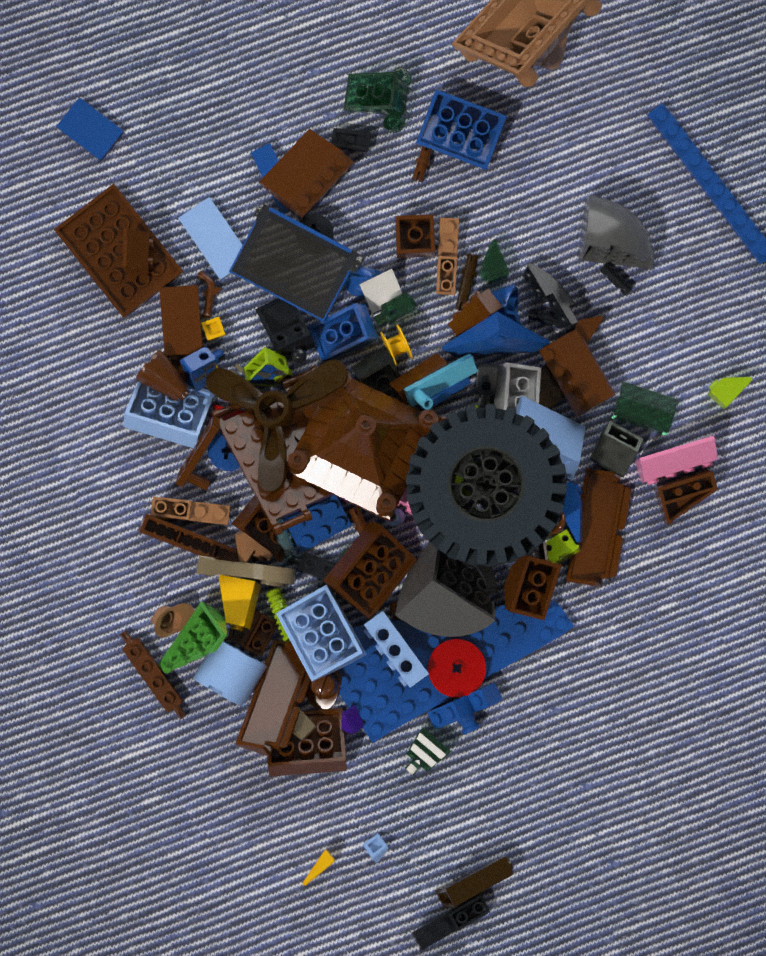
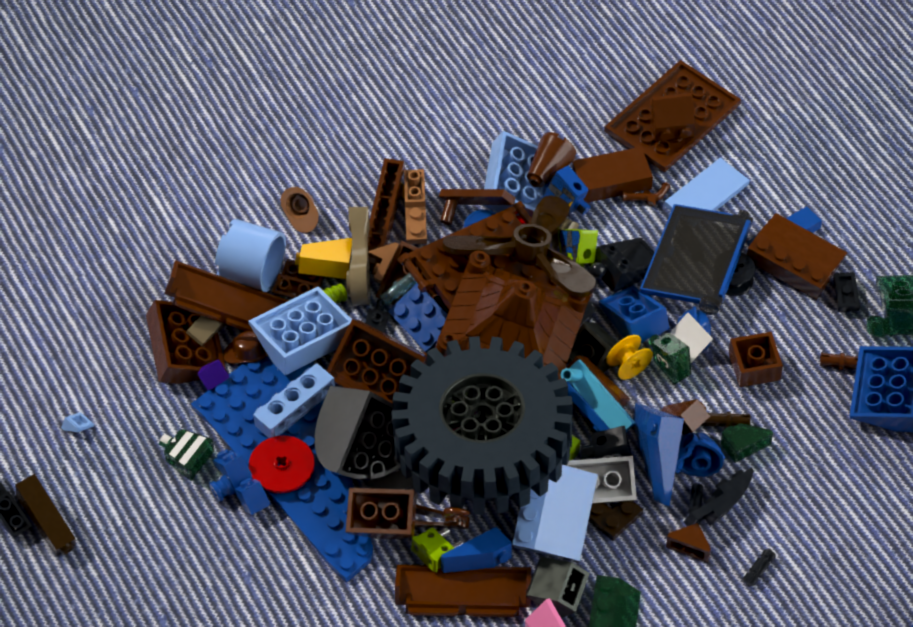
camera: 85 degrees right, 30 degrees down
(90, 129) = (791, 77): blue tile -> none
(153, 675) = (241, 205): reddish brown plate -> none
(199, 637) = (295, 230): bright green slope -> none
(213, 329) = (610, 203): yellow plate -> none
(322, 864) = (56, 373): yellow slope -> none
(447, 256) = (737, 397): medium nougat slope -> none
(577, 372) = (637, 533): reddish brown slope -> none
(614, 235) = (809, 542): dark grey brick -> none

